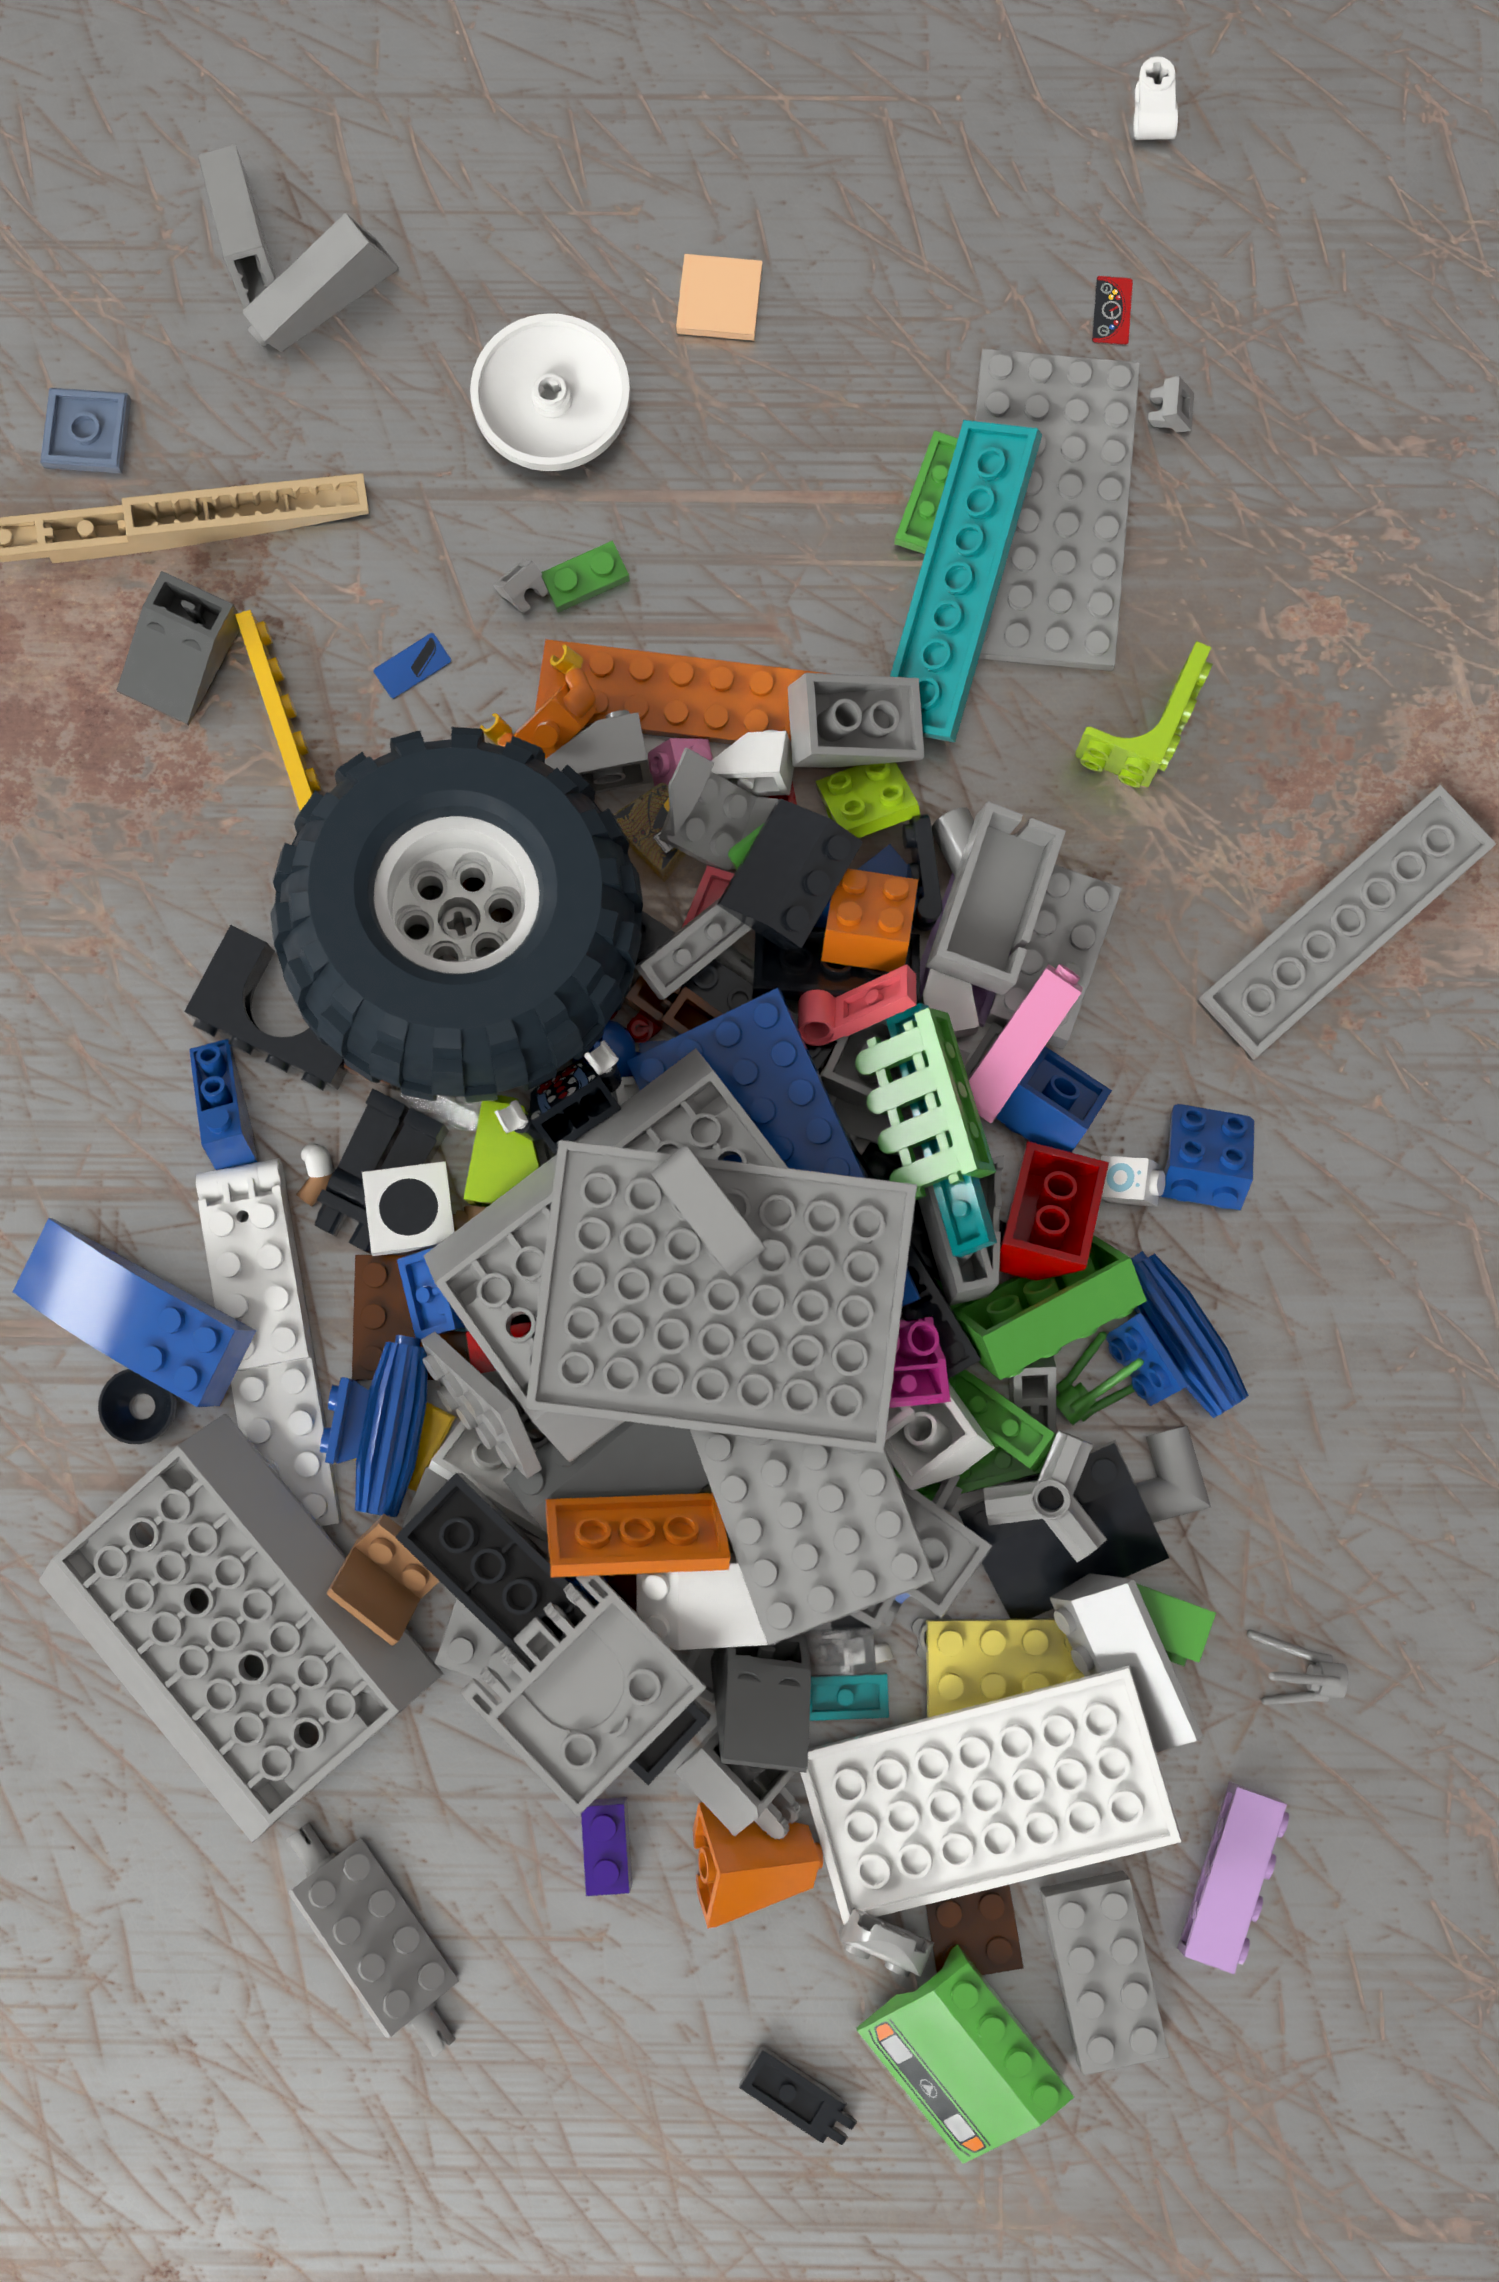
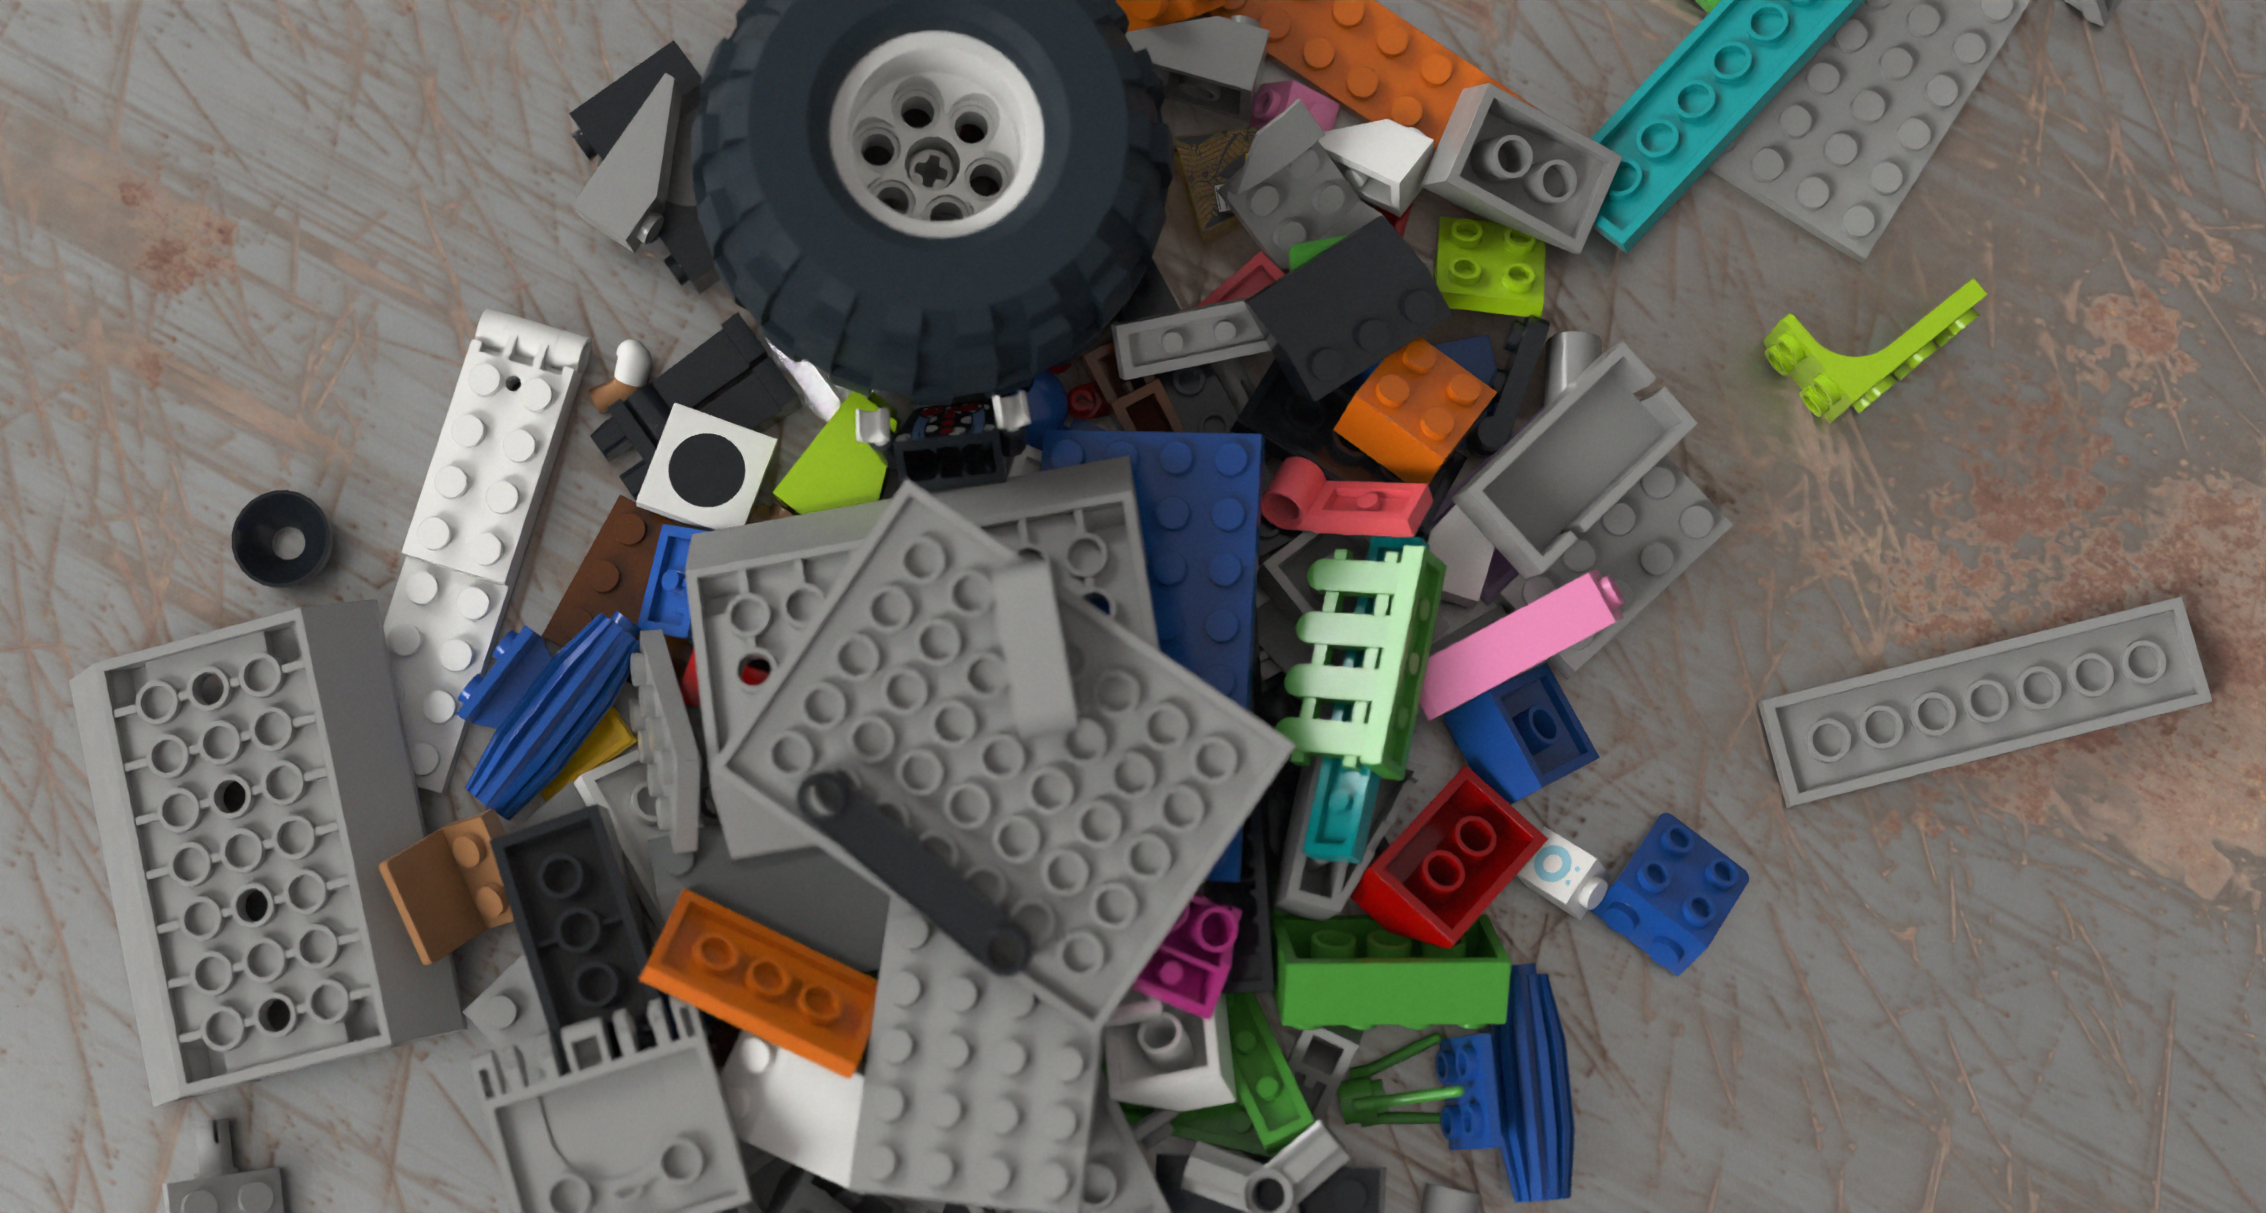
camera: 25 degrees right, 0 degrees up
(134, 1315) = (331, 435): blue slope -> none
(221, 1106) = (553, 250): blue slope -> none
(253, 1038) = (634, 178): none -> light grey slope
(704, 1405) = (915, 873): none -> black piece

